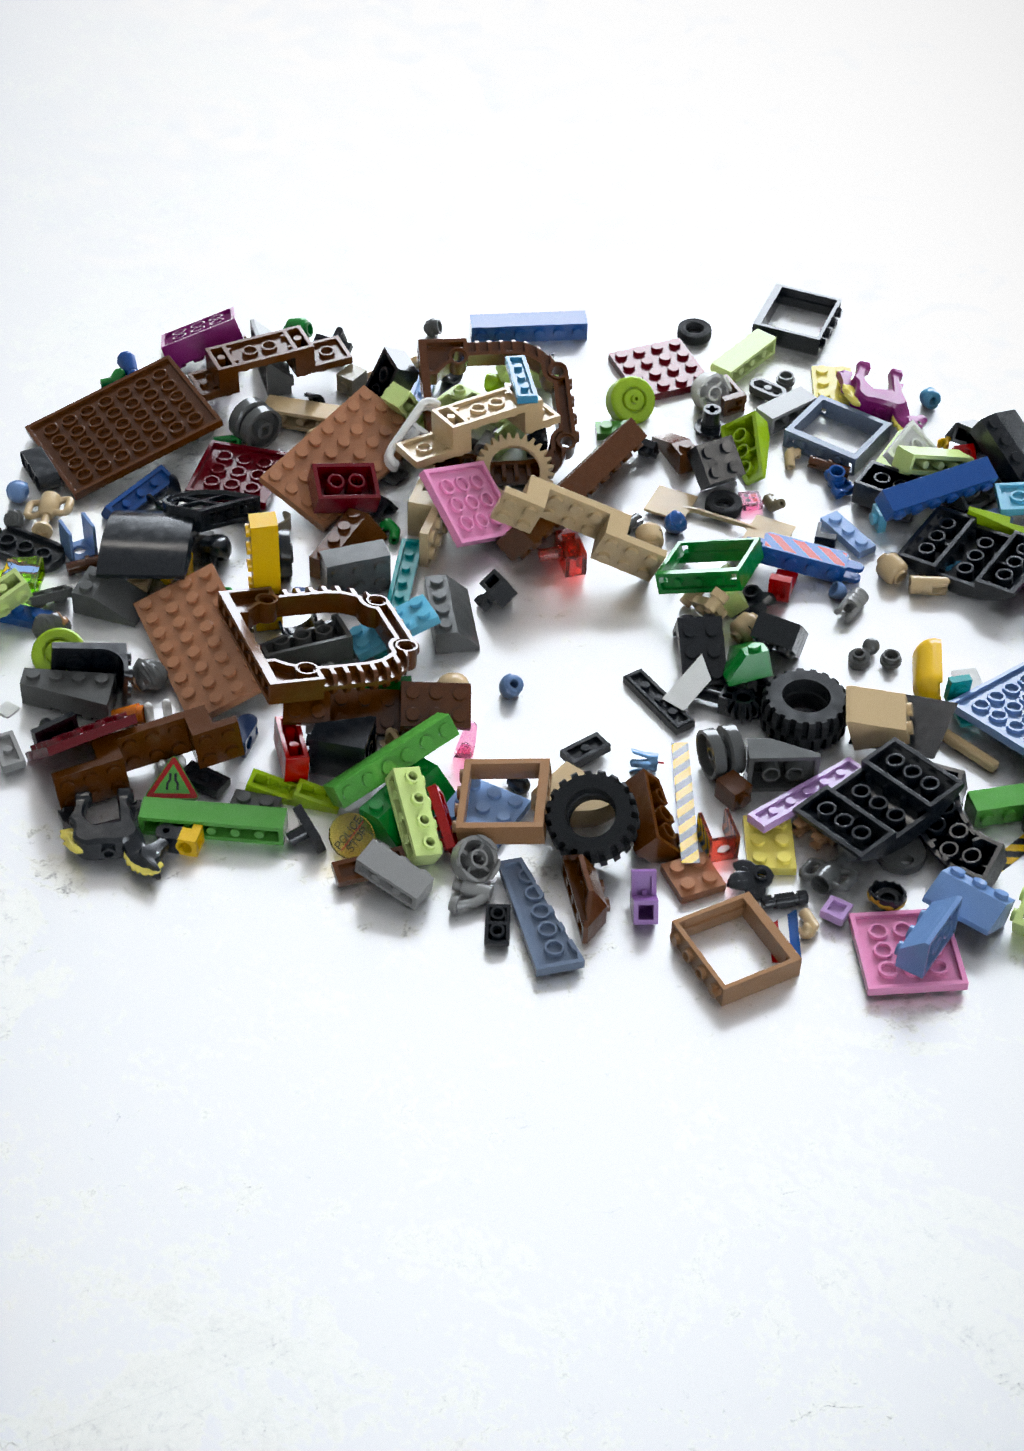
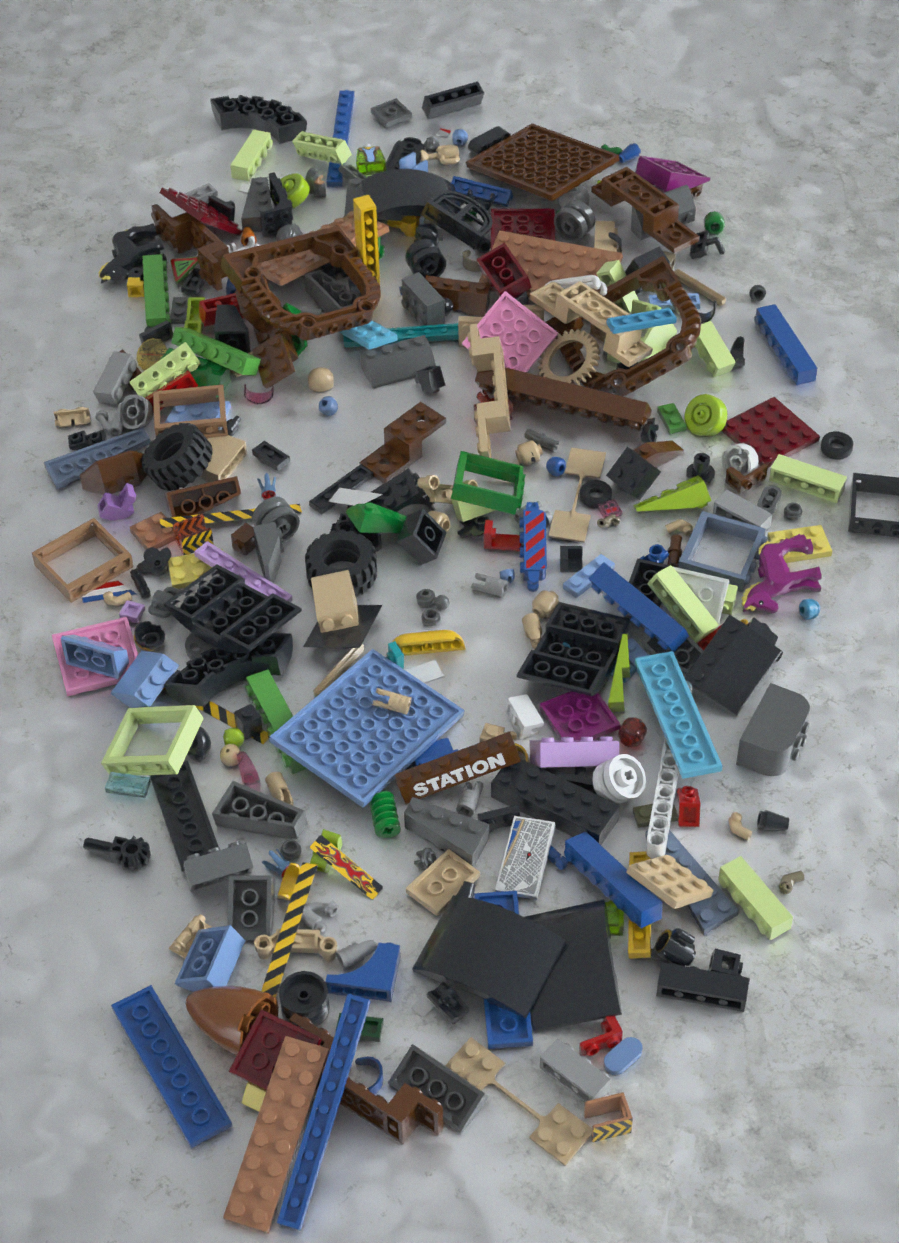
camera: 80 degrees right, 5 degrees up
(448, 928) = (80, 415): none -> tan hinge
(605, 629) = (403, 442): none -> reddish brown bracket

